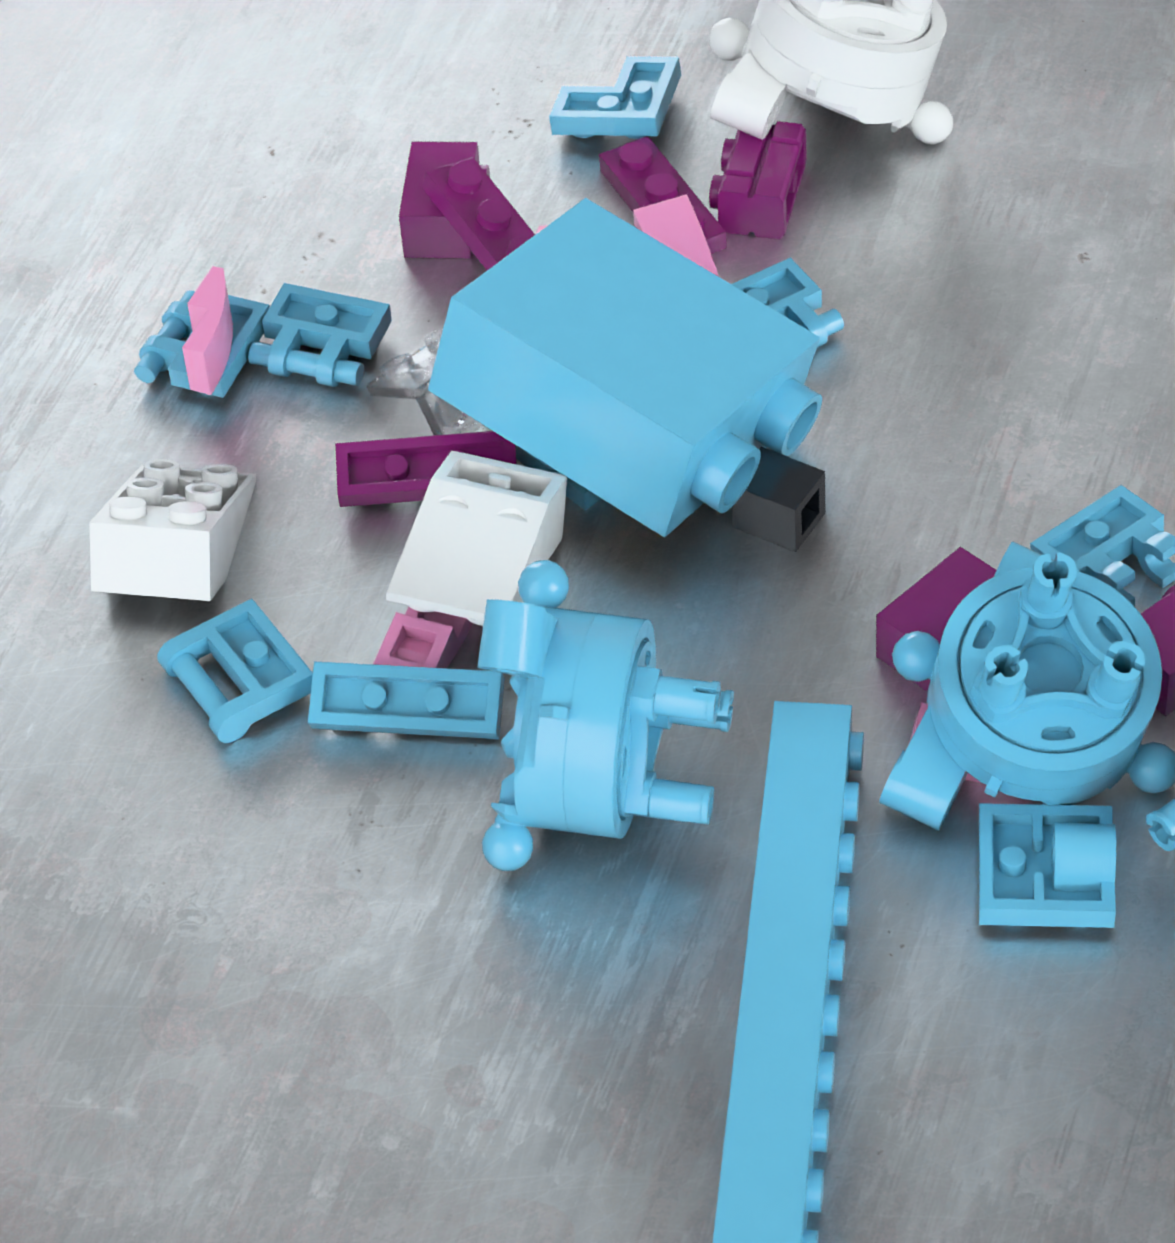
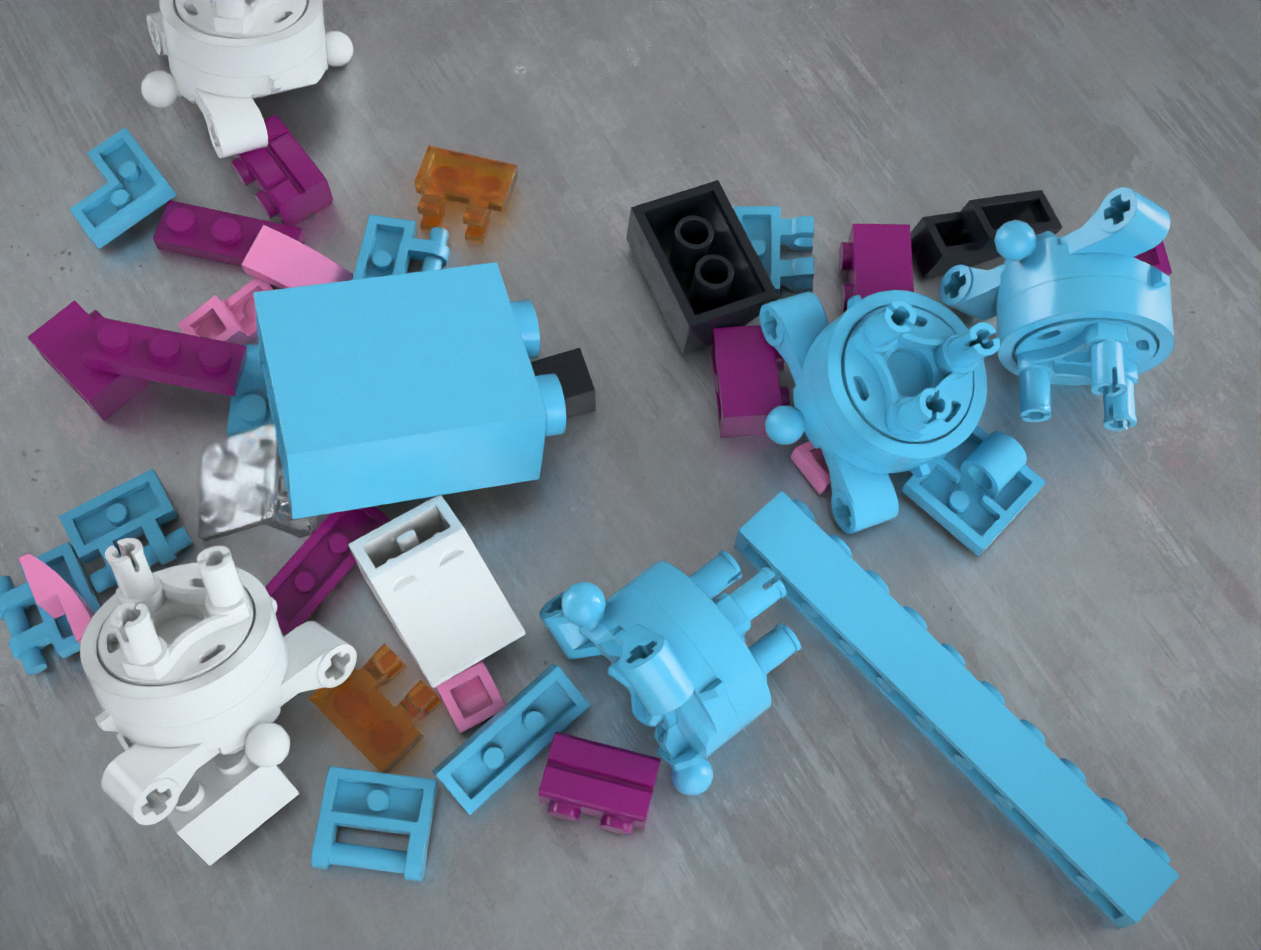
camera: 55 degrees left, 20 degrees up
(233, 419) = (195, 671): none -> white piece
(323, 593) = (369, 719): none -> clear orange plate
(430, 785) = (598, 783): none -> magenta brick
(910, 298) = (466, 180): none -> clear orange plate
(1016, 484) = (698, 263): none -> black slope

